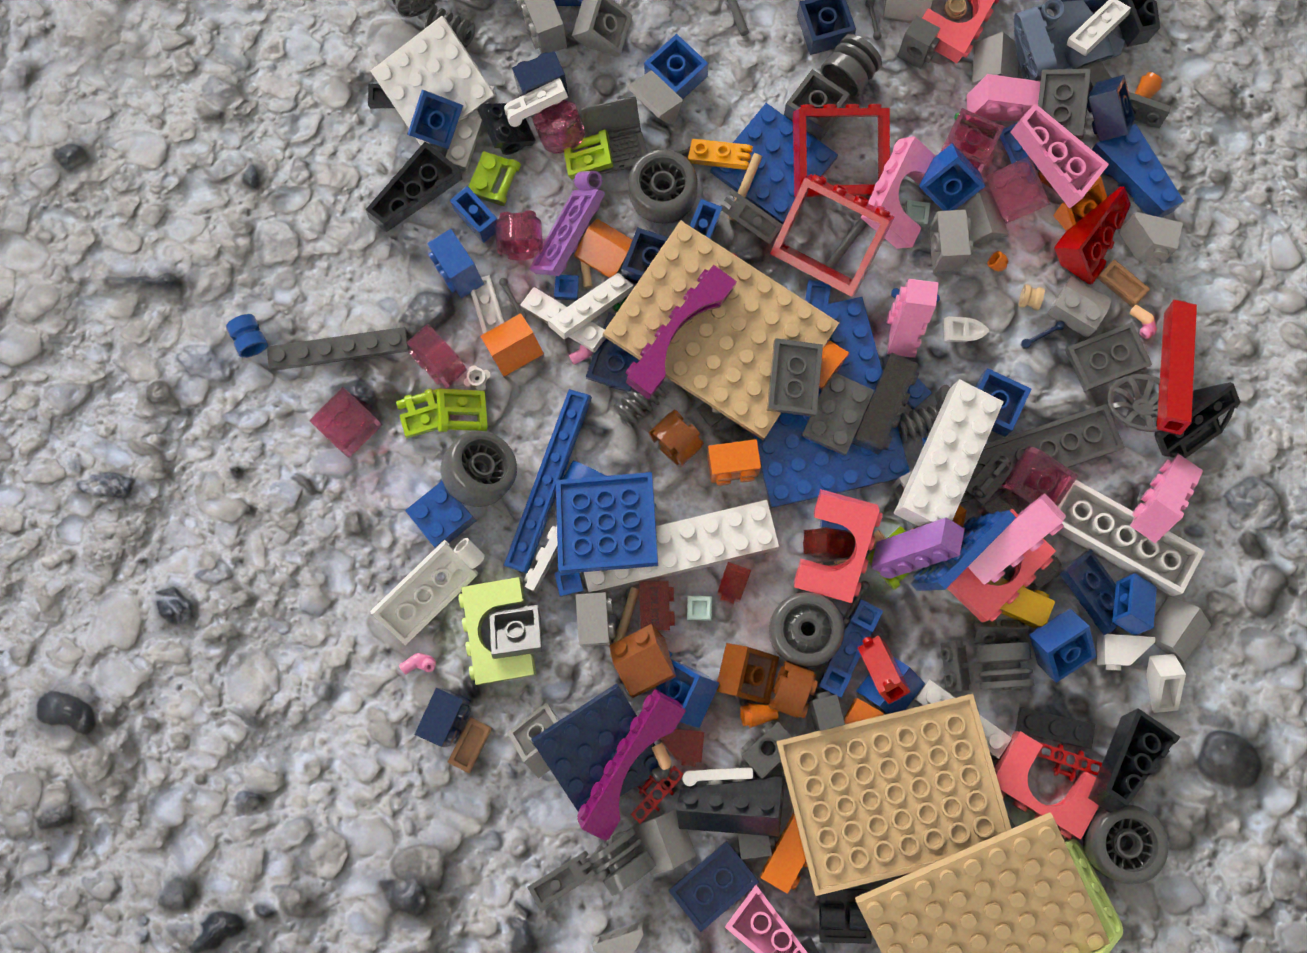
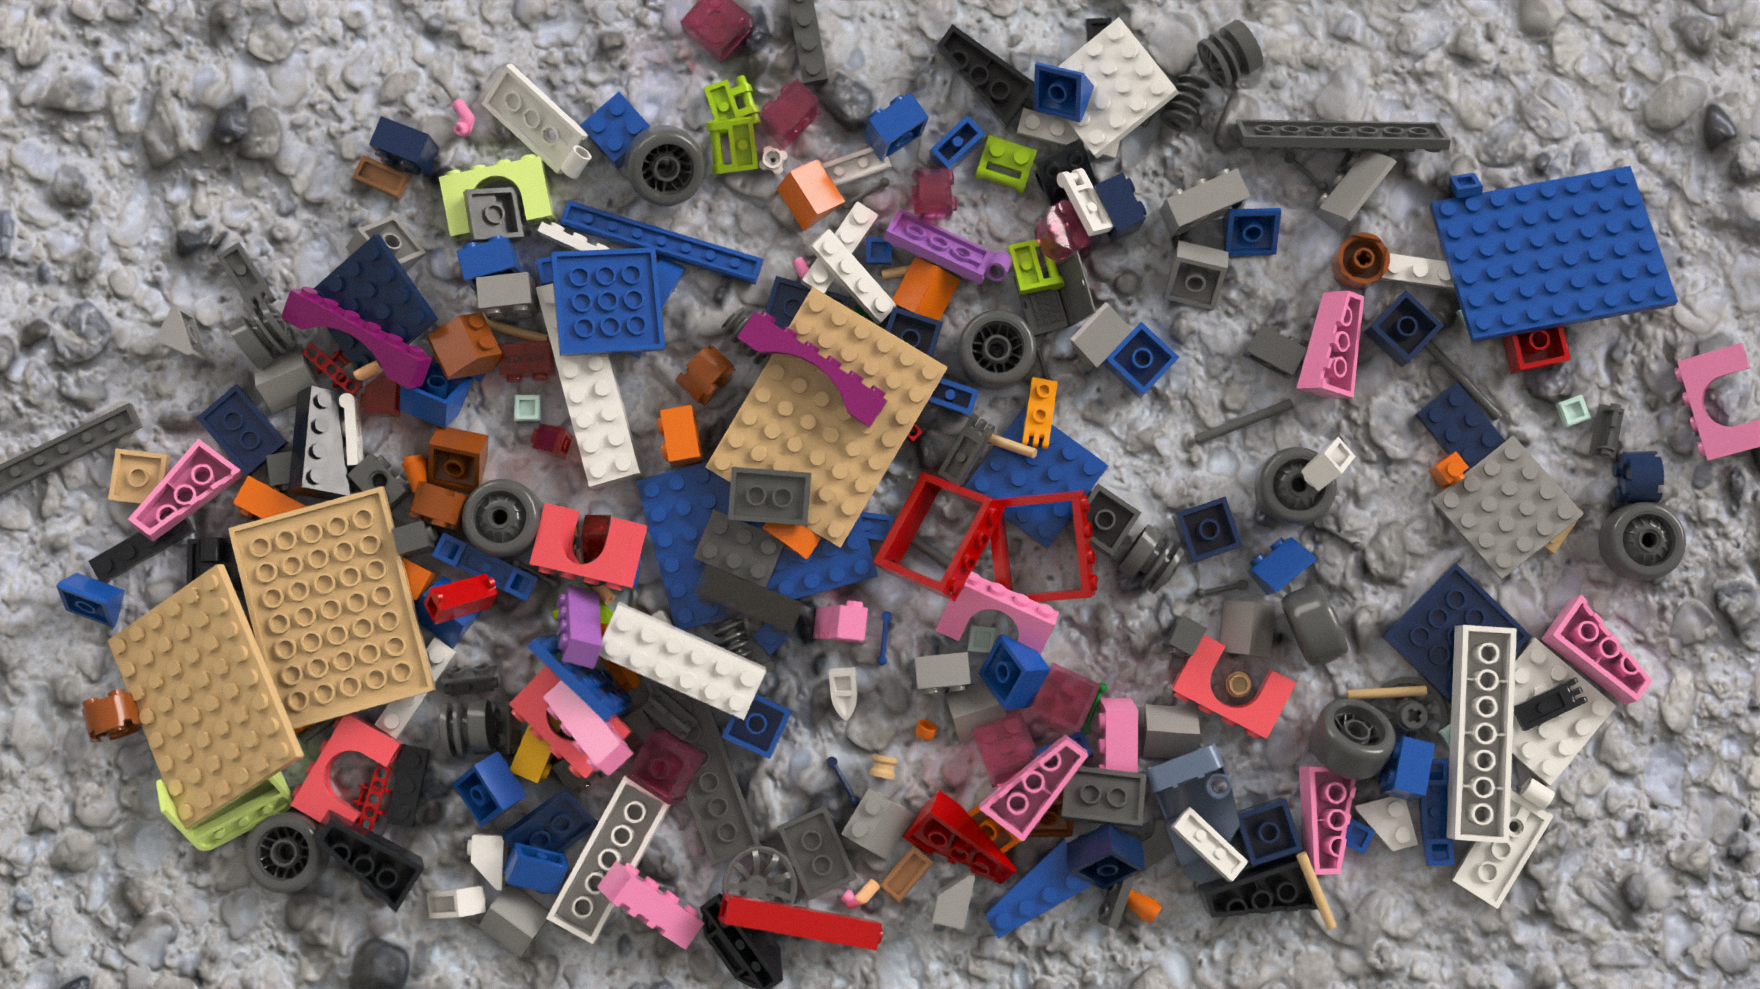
camera: 80 degrees right, 5 degrees up
(561, 636) = (488, 259): none -> blue brick

